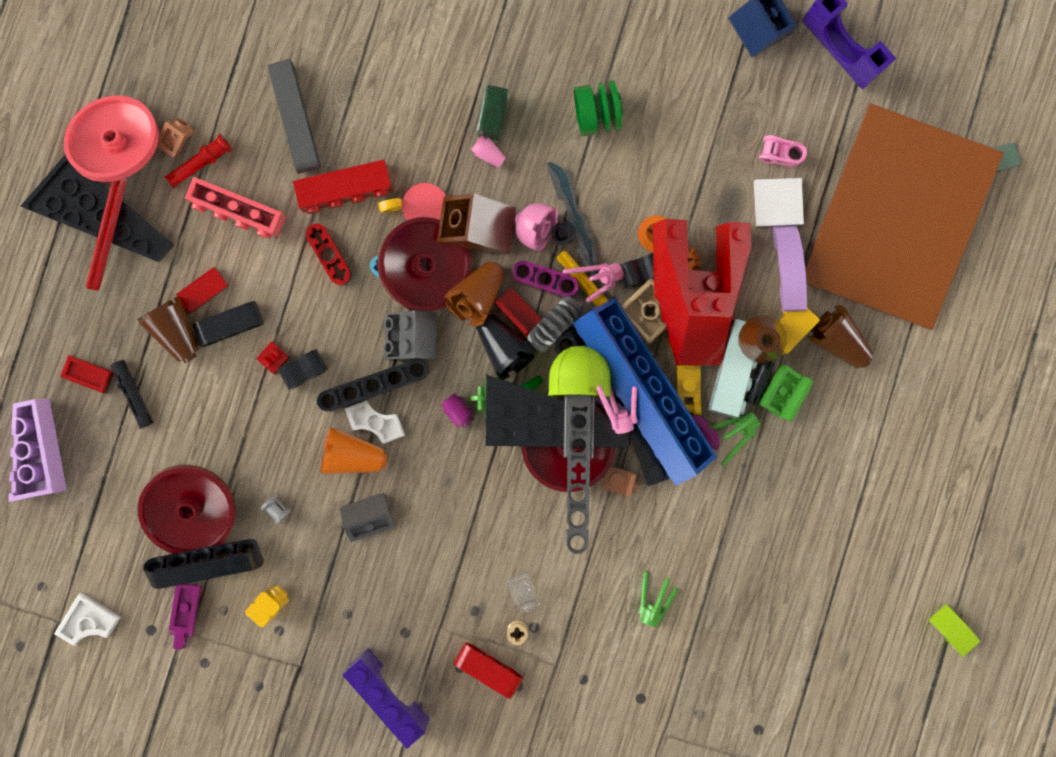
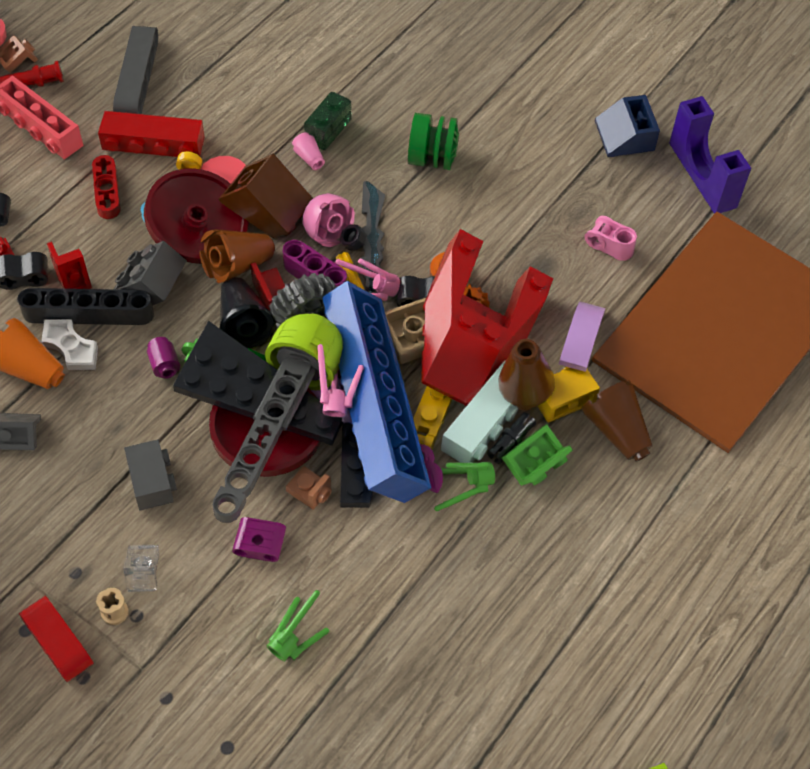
camera: 20 degrees right, 30 degrees down
(348, 365) = (70, 269): none -> red panel
(497, 520) = (149, 474): none -> dark grey brick
(602, 538) = (259, 539): none -> magenta piece
(778, 202) = (593, 282): white tile -> none

